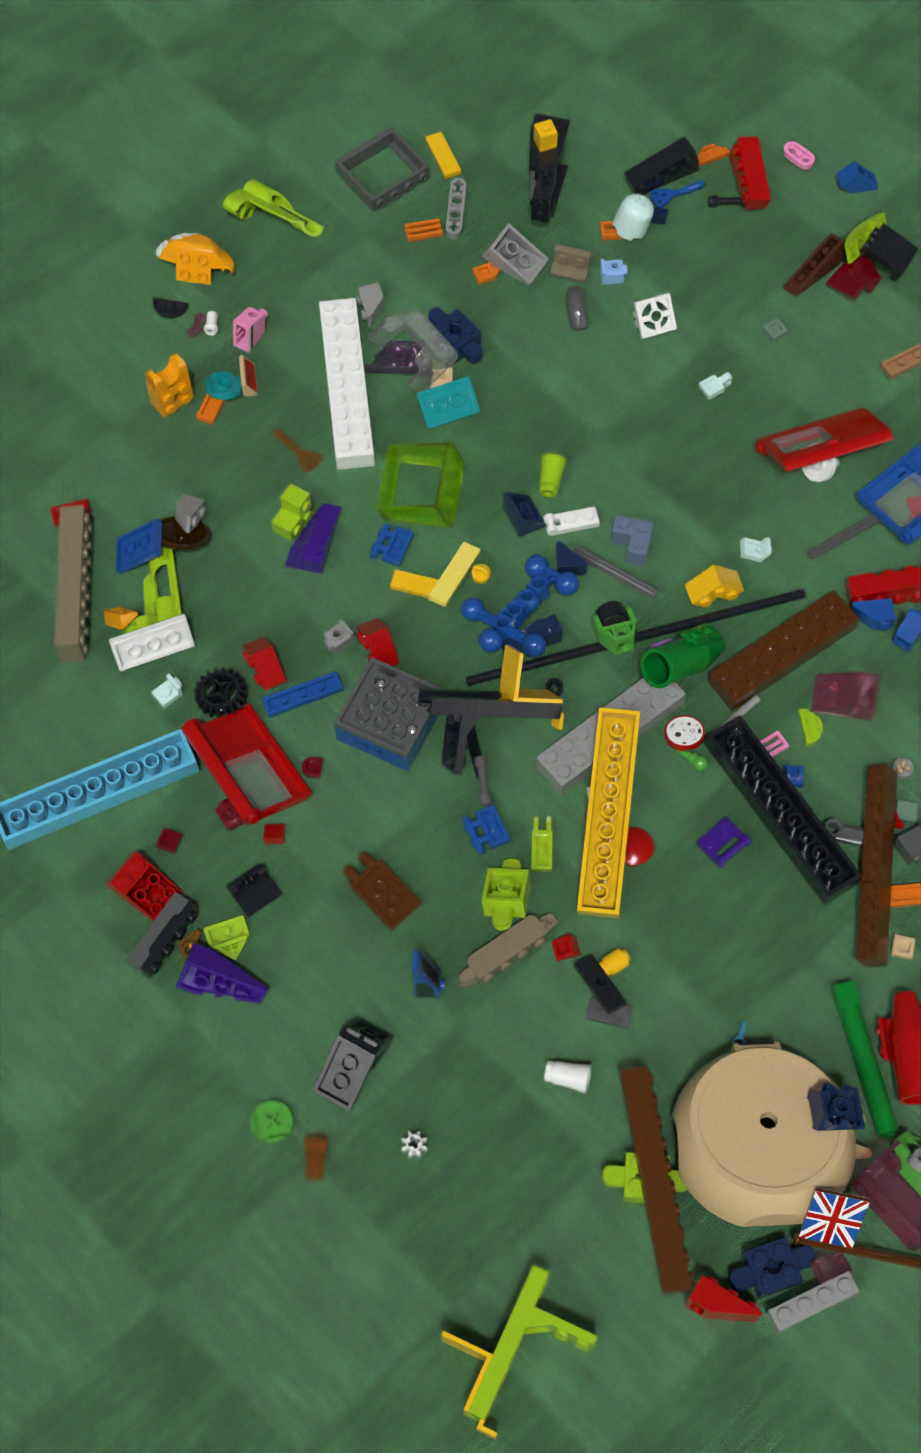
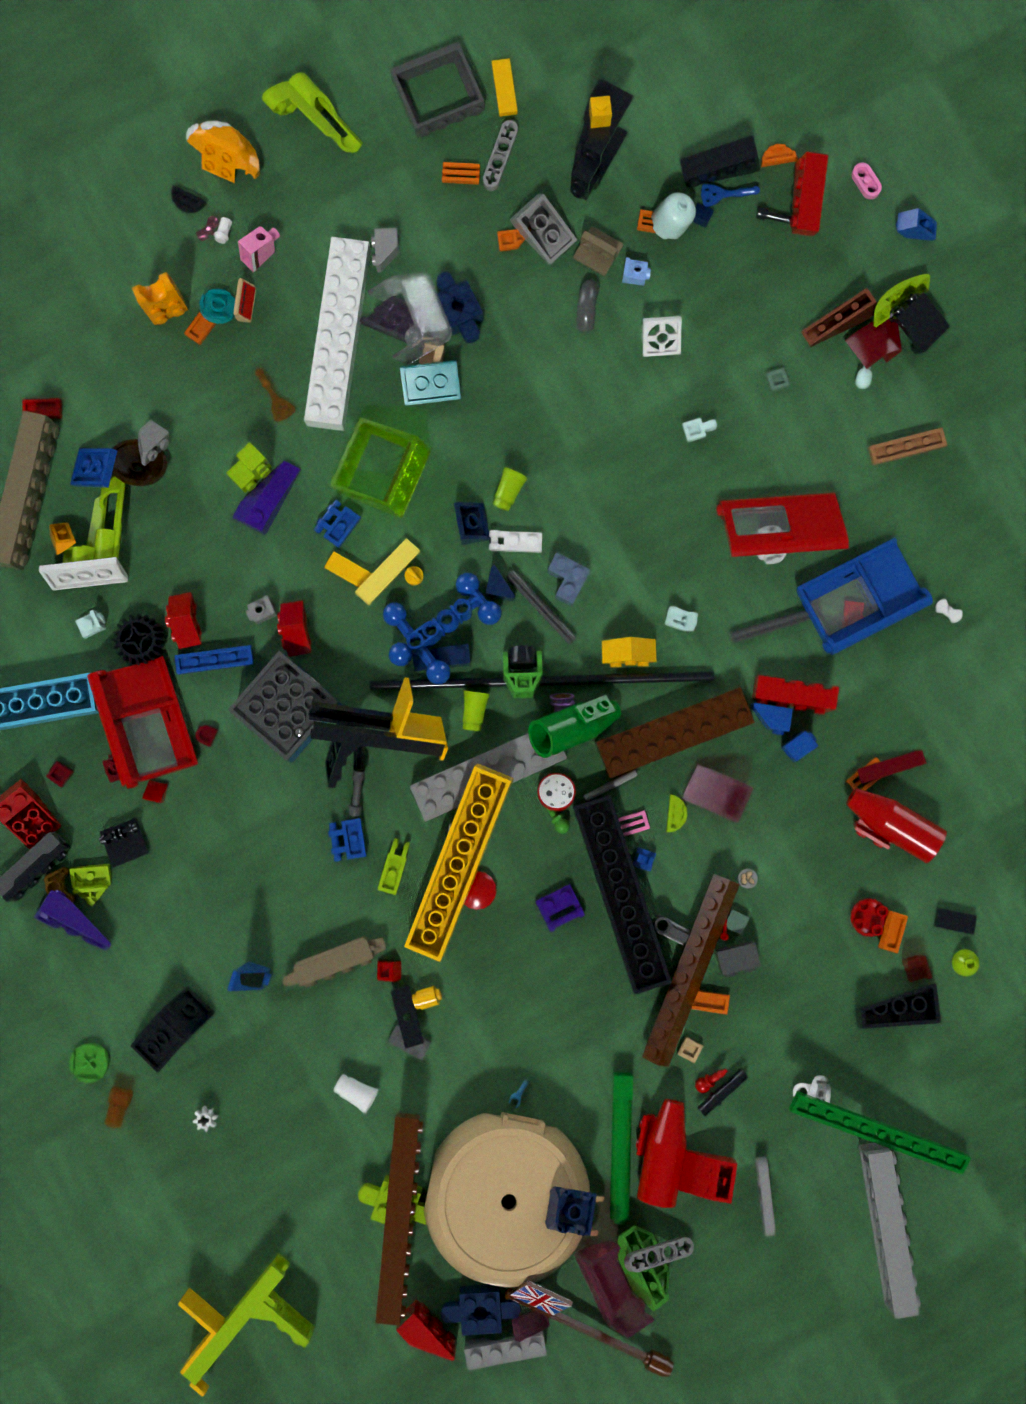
camera: 15 degrees right, 20 degrees up
(382, 891) = (238, 875): reddish brown tile -> none
(506, 893) = (346, 912): lime brick -> none
(558, 684) = (445, 717): black bush -> none
(578, 675) = (474, 710): none -> lime plant
(854, 309) = (863, 378): none -> light aqua cylinder

